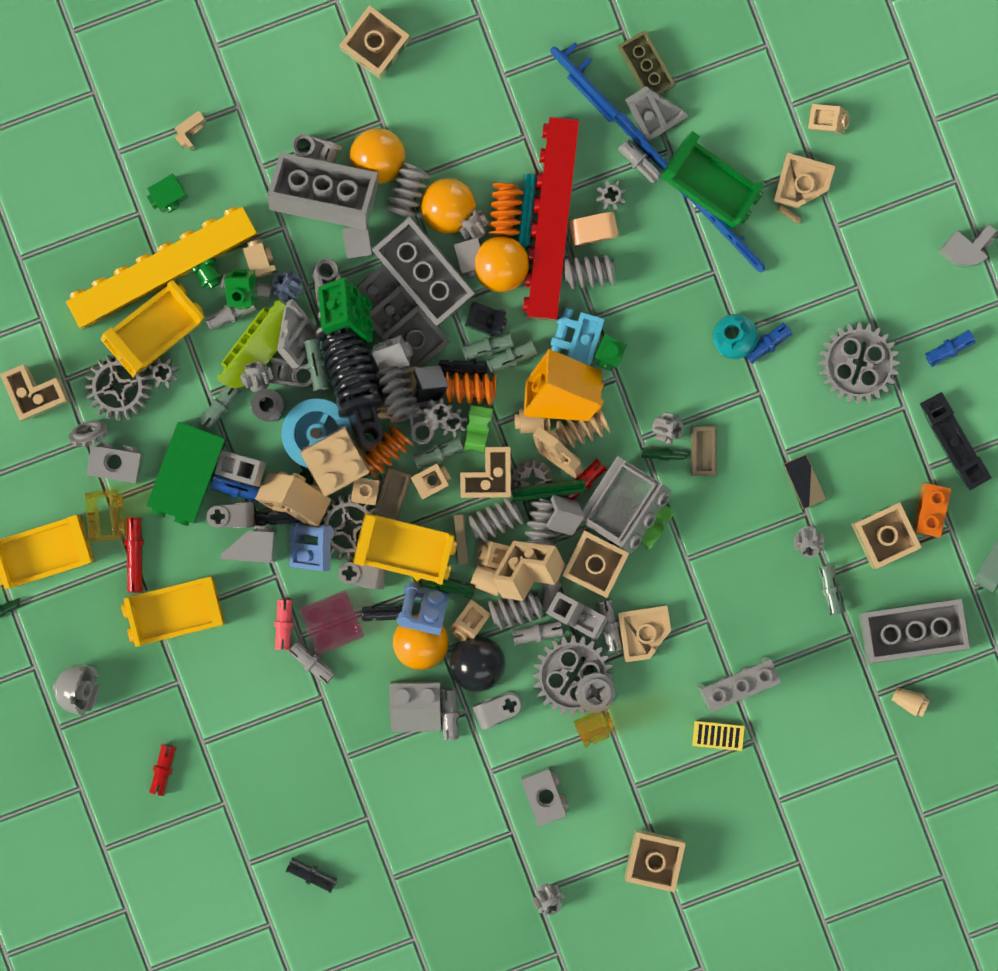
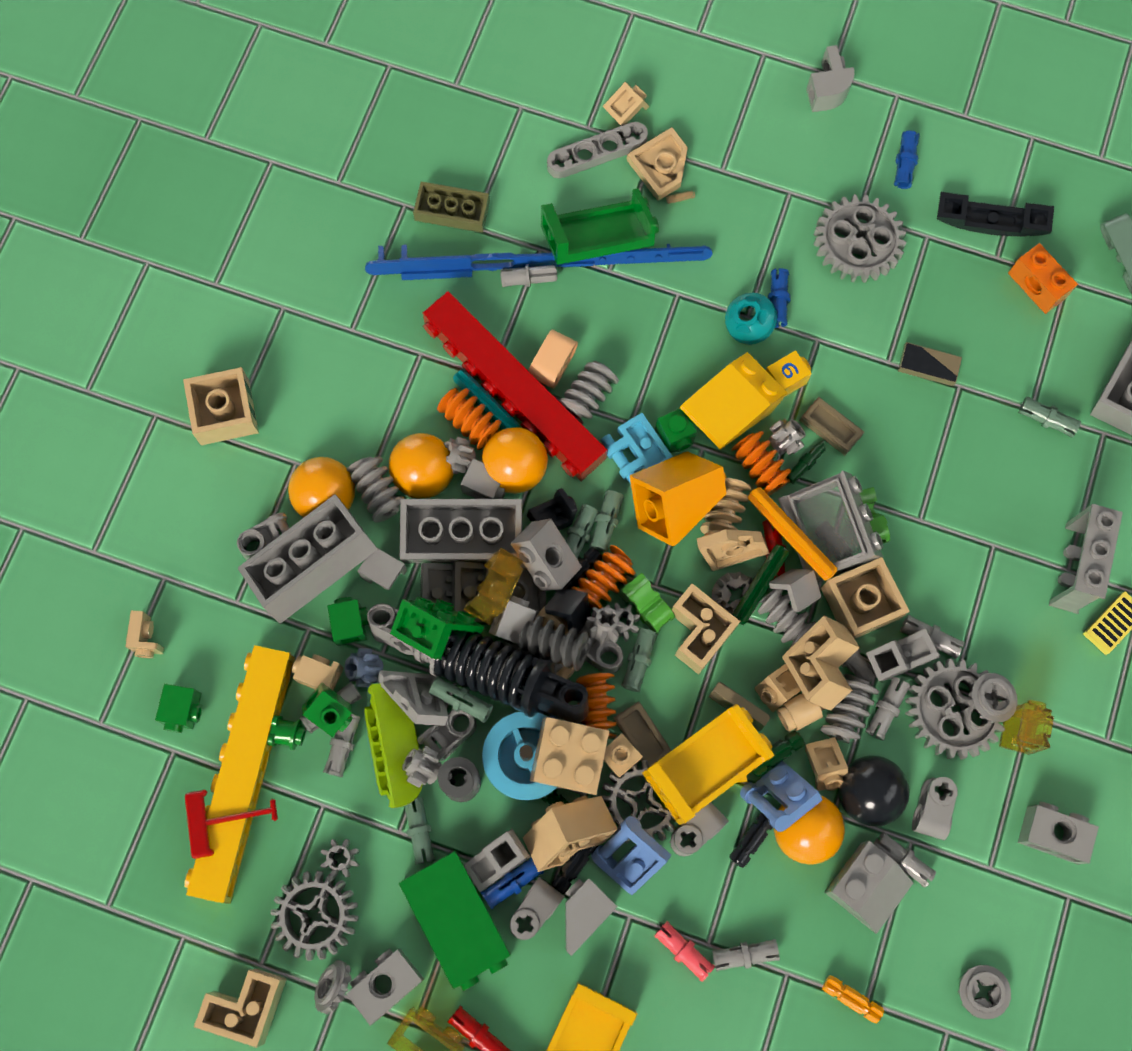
camera: 50 degrees left, 15 degrees down
(110, 272) = (199, 823): none -> red piece
(153, 328) = (291, 847): yellow panel -> none
(308, 249) = (347, 621): none -> green brick
(331, 622) = (721, 900): clear pink plate -> none
(340, 746) = (853, 999): none -> light orange axle
(403, 328) = (497, 586): none -> clear yellow window
(416, 831) = (998, 995): none -> light grey gear
(421, 480) = (664, 674): tan brick -> none
(451, 339) = (546, 555): none -> light grey brick
(495, 520) = (746, 658): light grey piece -> none
(530, 424) = (680, 555): tan brick -> none
(598, 483) = (792, 533): none -> light orange axle
(614, 189) = (543, 324): light grey gear -> none
(635, 426) = (761, 463): none -> orange piece
(643, 631) = (962, 610): tan plate -> none
(653, 112) = (496, 229): light grey wing -> none
(659, 374) = (734, 400): none -> yellow slope
(714, 393) = (790, 372): none -> yellow brick
(774, 131) = (594, 145): none -> light grey beam
(808, 541) = (991, 399): light grey gear -> none
(886, 535) = (1038, 330): tan brick -> none

